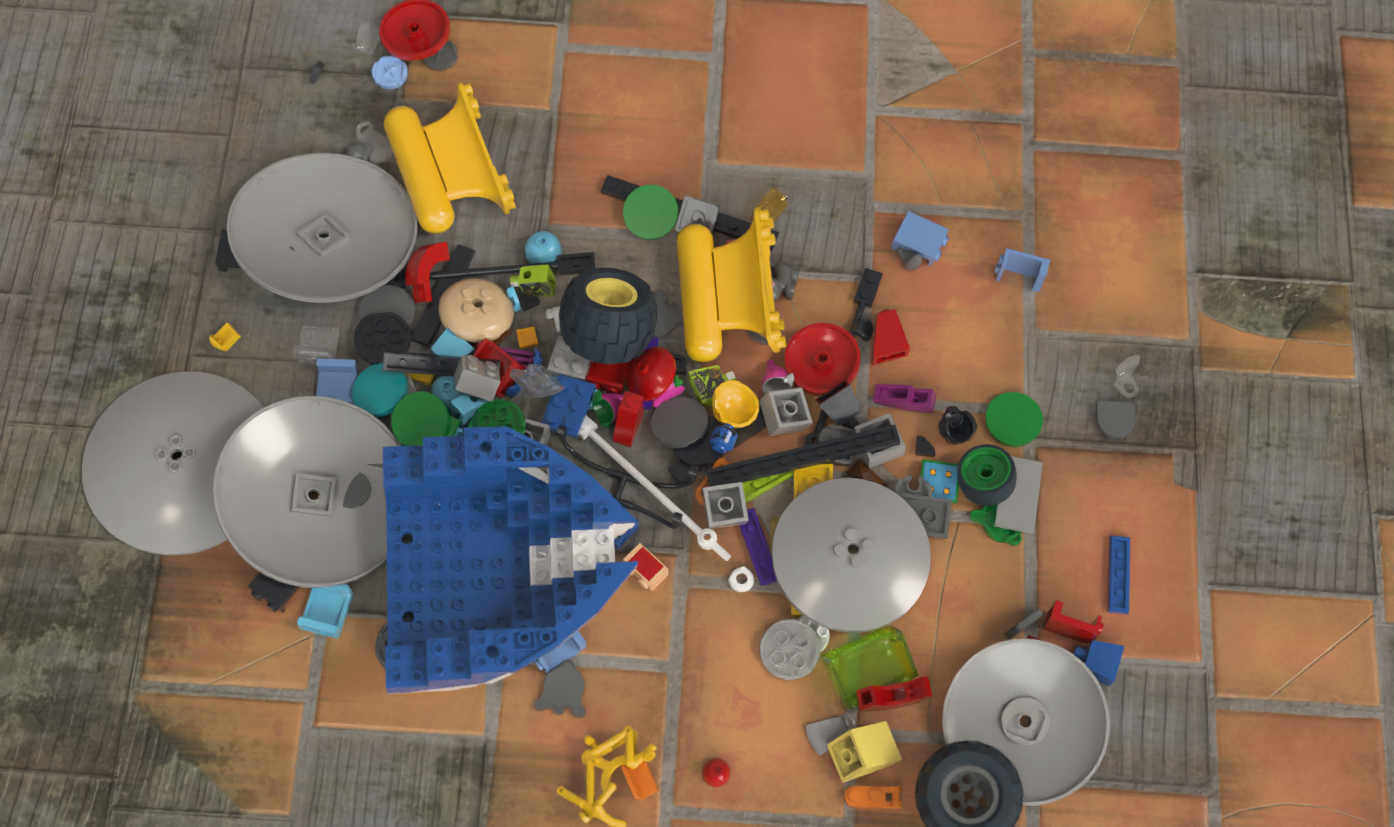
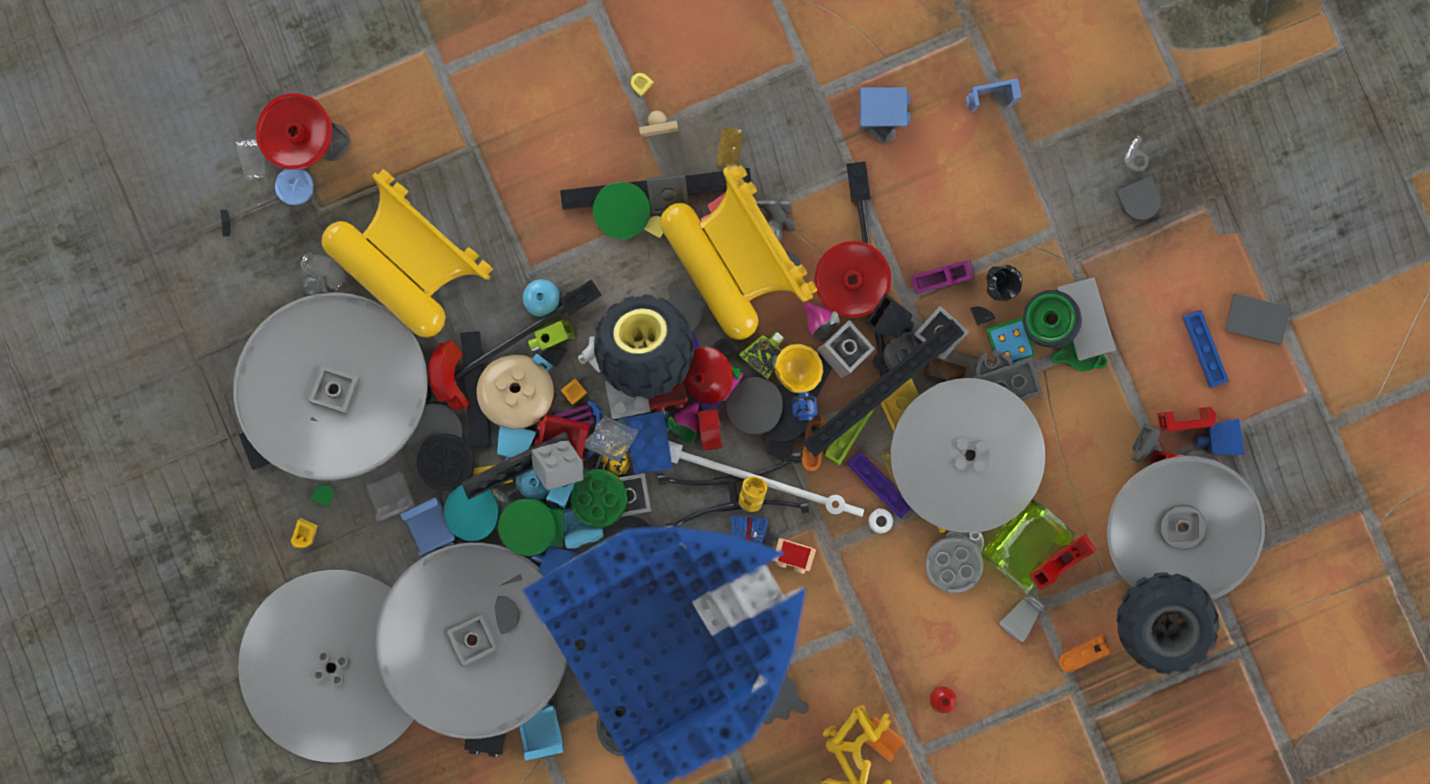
camera: 20 degrees left, 20 degrees up
(262, 316) = (323, 494): none -> green tile
(531, 408) = (615, 467): none -> yellow head
(636, 493) = (752, 494): none -> yellow wheel
(670, 241) = (654, 227): none -> light yellow tile
(718, 164) = (657, 125): none -> tan tile
(721, 128) = (640, 83): none -> light yellow tile
(724, 505) = (837, 468): light grey brick -> none
(863, 329) = (874, 227): black tile -> none
(864, 751) = (1060, 622): light yellow slope -> none
(889, 338) = (901, 225): red slope -> none
(1013, 419) = (1049, 247): green tile -> none
(1180, 572) = (1257, 319): none -> dark grey tile

